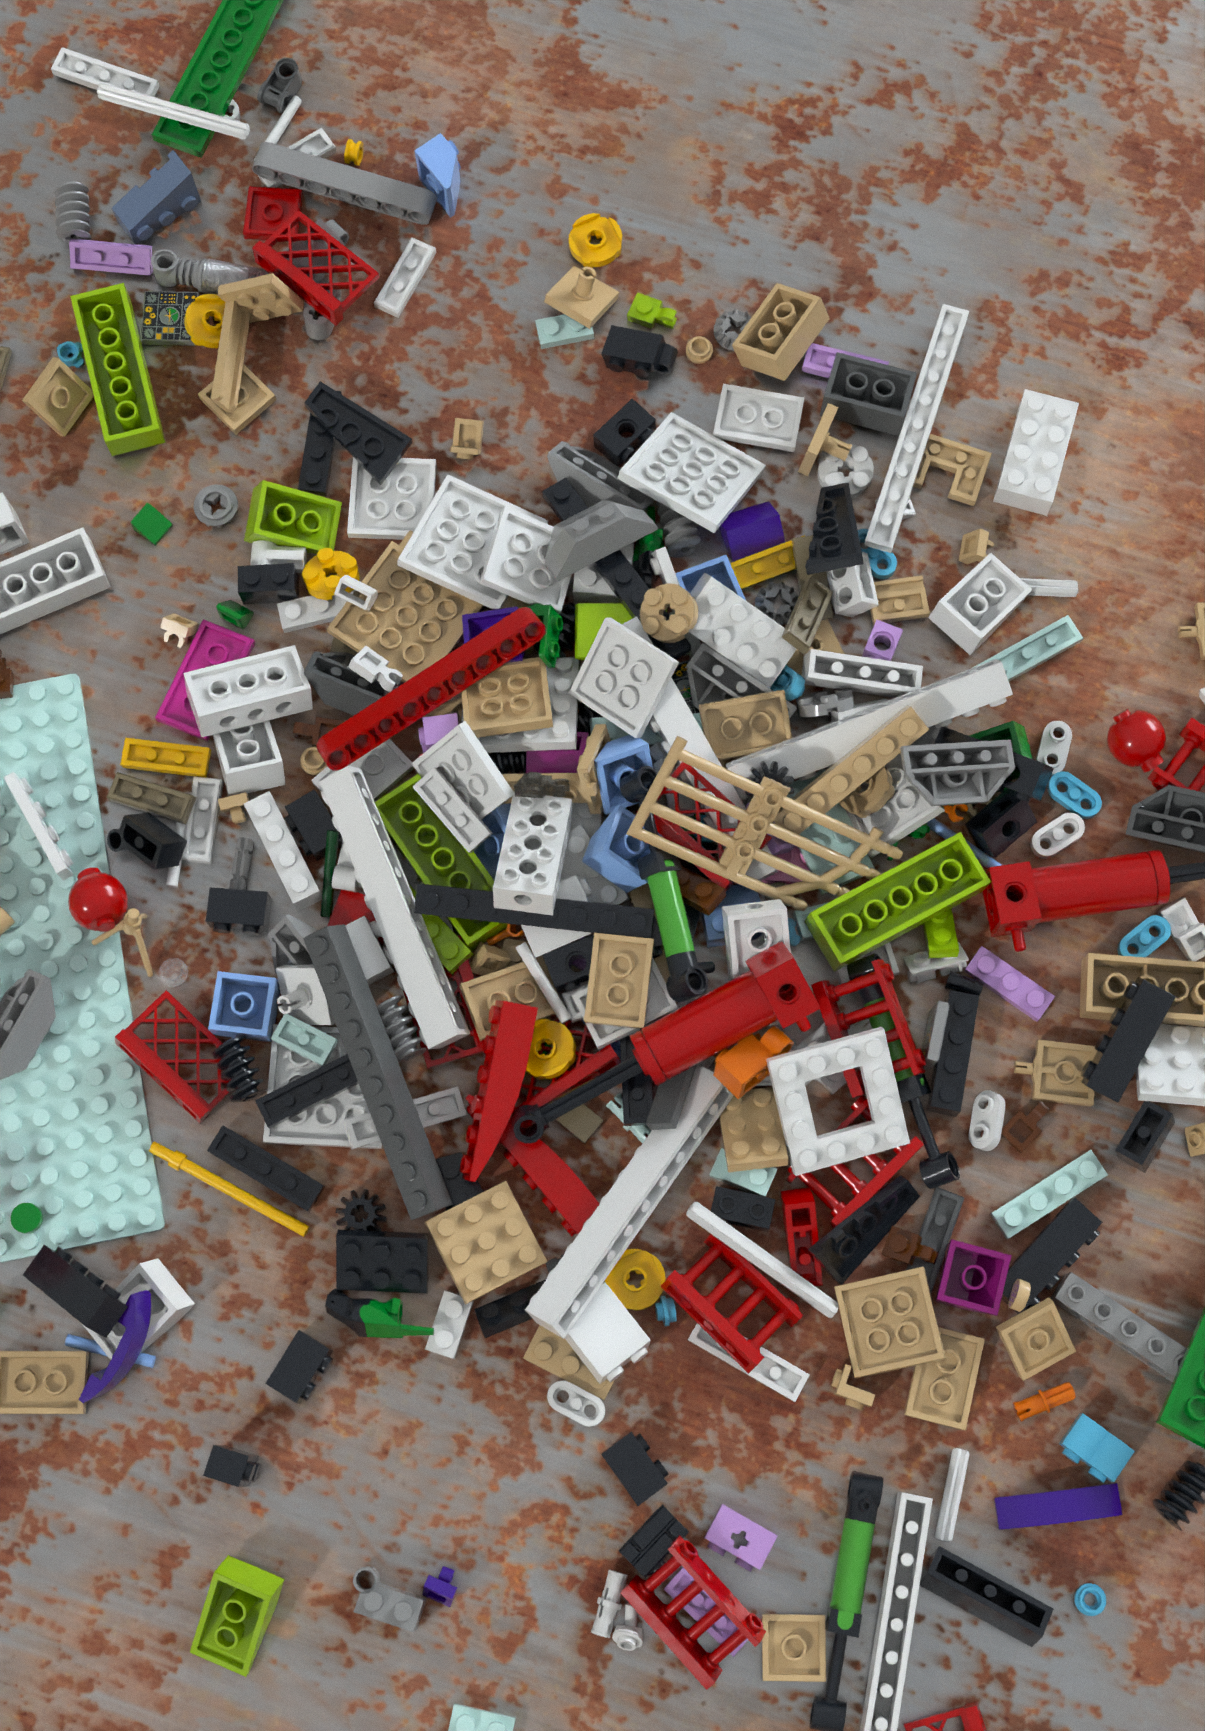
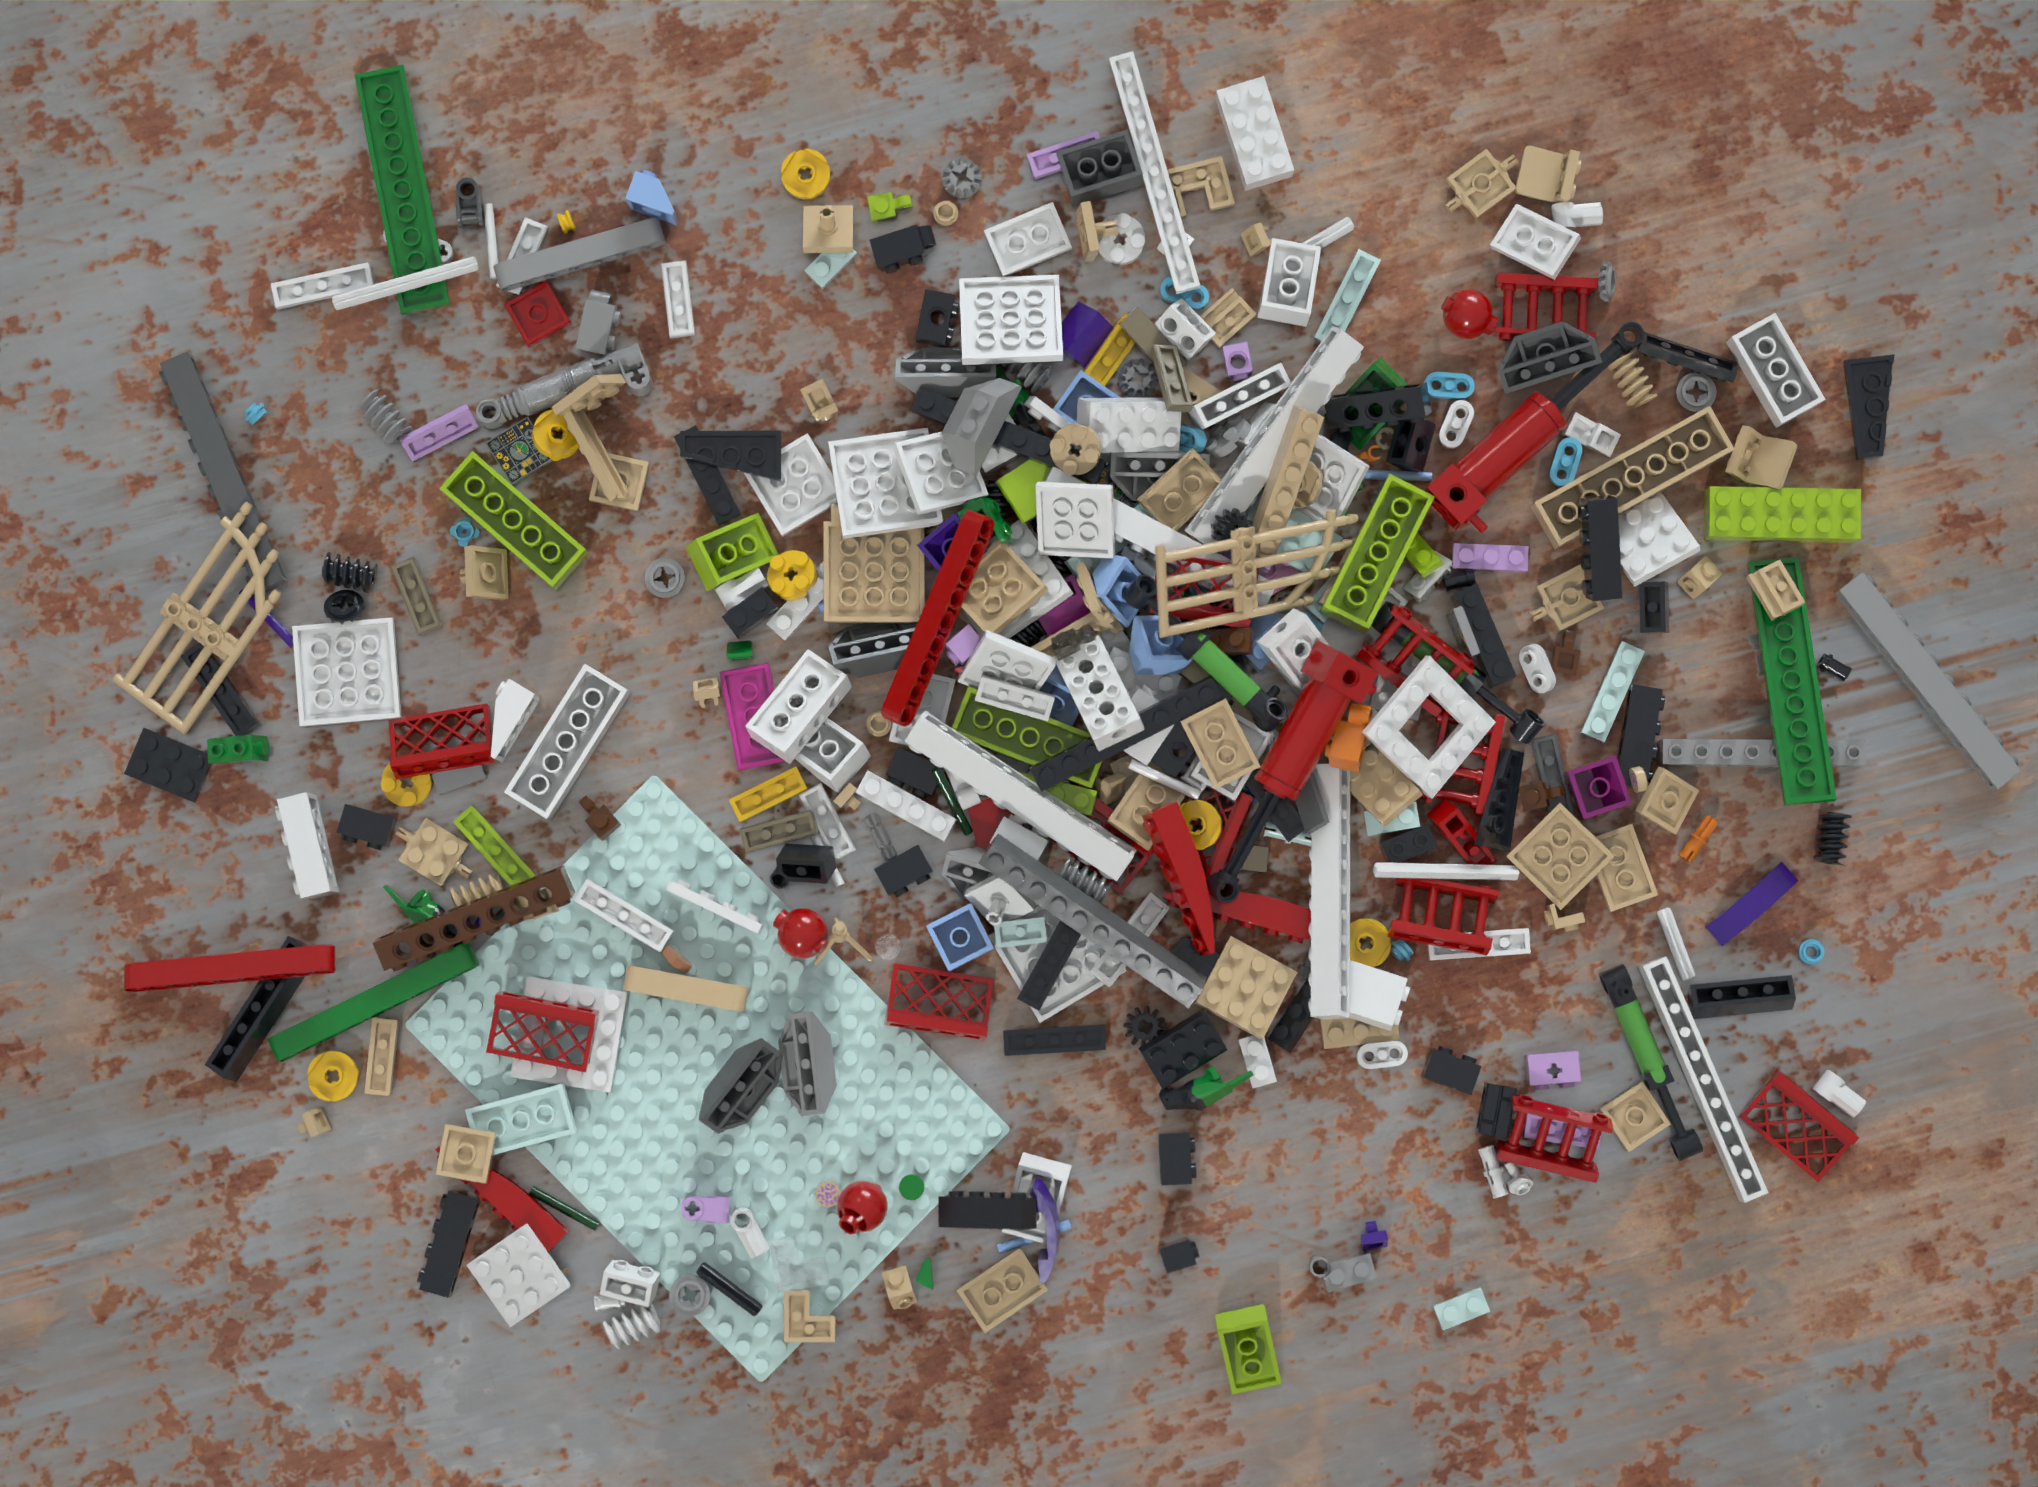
camera: 35 degrees left, 10 degrees up
(151, 524) = (626, 624): green slope -> none
(157, 201) = (444, 365): sand blue wedge -> none
(179, 1161) = (987, 1076): yellow bar -> none
(238, 1070) = (989, 985): black piece -> none
(305, 286) = (612, 362): red fence -> none
(315, 732) = (871, 698): reddish brown plate -> none
(358, 586) = (831, 575): white piece -> none
(373, 666) = (879, 629): white plate -> none
(510, 931) = (1107, 762): orange hand -> none
(780, 331) = (1002, 161): tan brick -> none
(834, 533) = (1154, 305): black wing -> none
(958, 770) = (1362, 432): light grey wedge -> none
(1055, 747) = (1411, 358): white plate -> none
(1096, 1448) = (1753, 847): medium azure brick -> none

